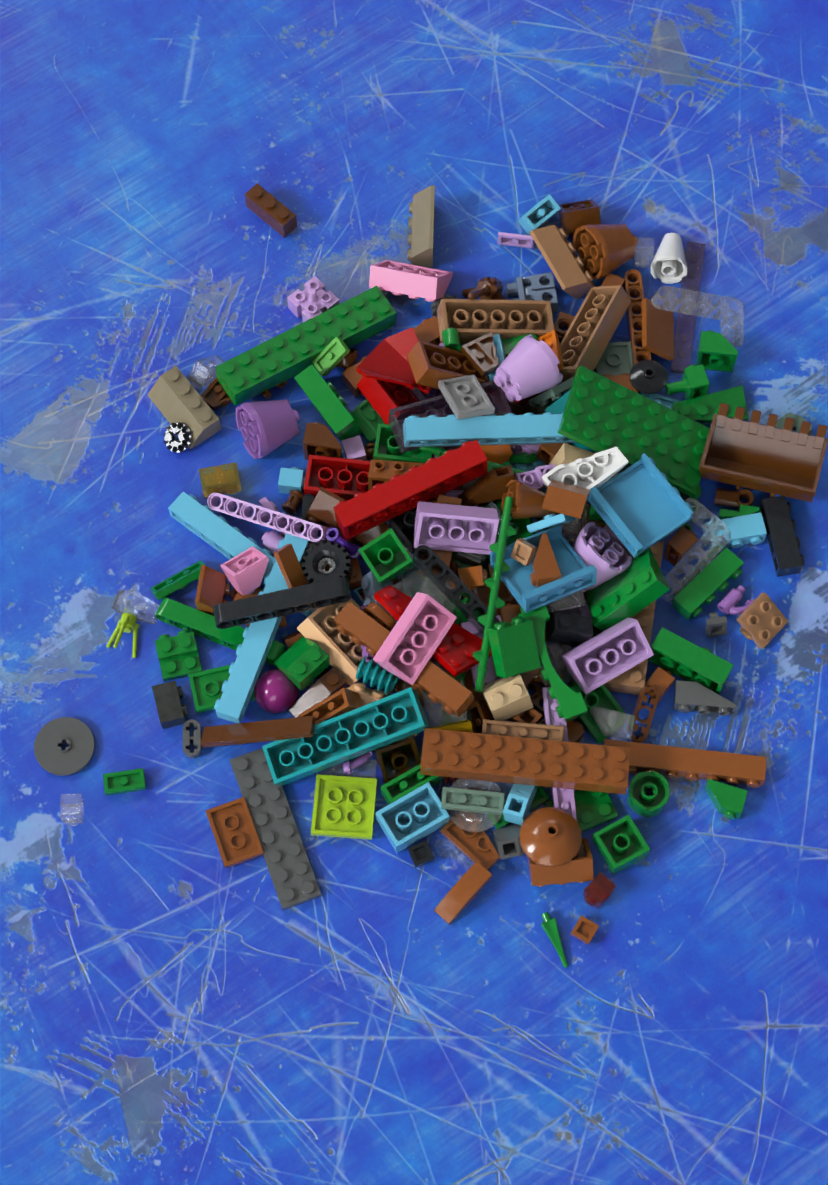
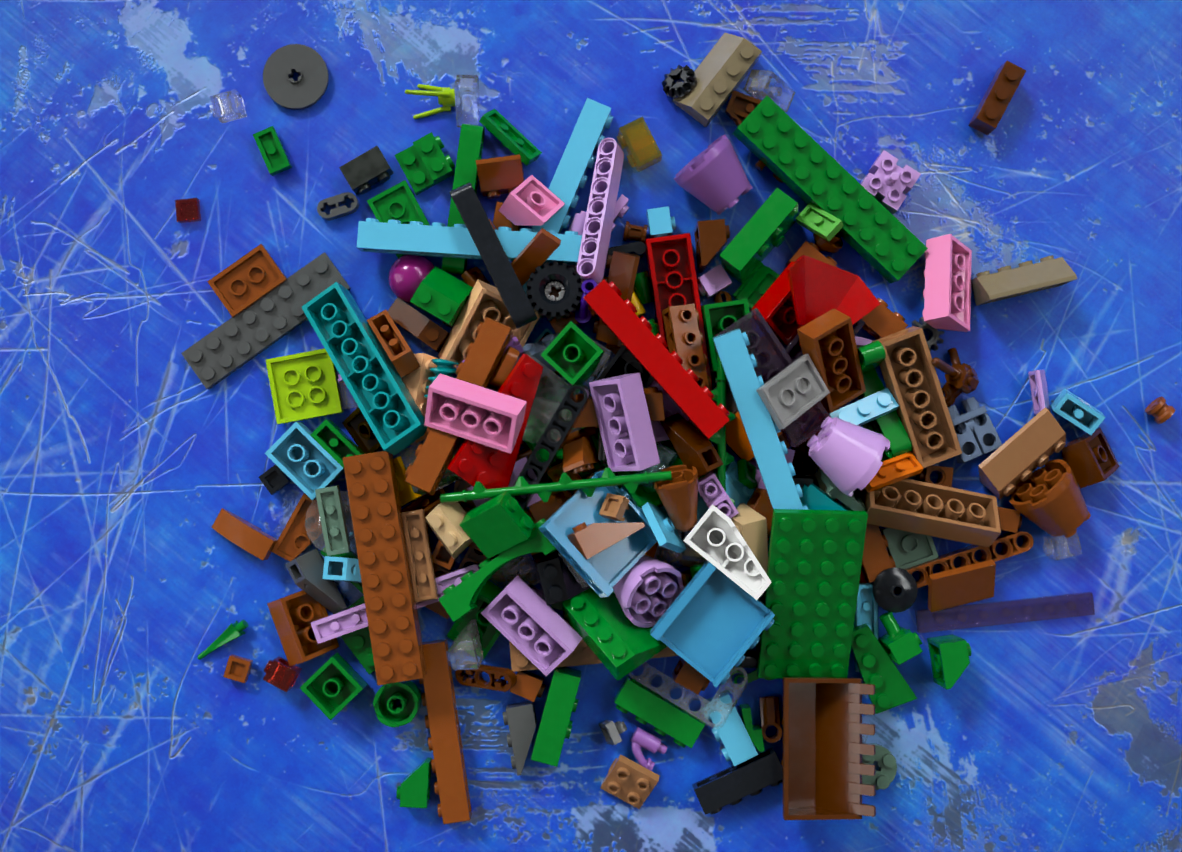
camera: 75 degrees right, 20 degrees up
(152, 871) = (188, 210): none -> clear red tile
(258, 731) = (352, 274): reddish brown tile -> none
(482, 354) = (862, 394): reddish brown wing -> none
(548, 848) = (326, 601): dark orange dish -> none
(554, 159) = (1160, 410): none -> dark orange wheel
(565, 499) = (687, 540): dark orange slope -> none
(669, 260) = (1059, 579): white cone -> none
(705, 305) = (1004, 636): clear beam -> none

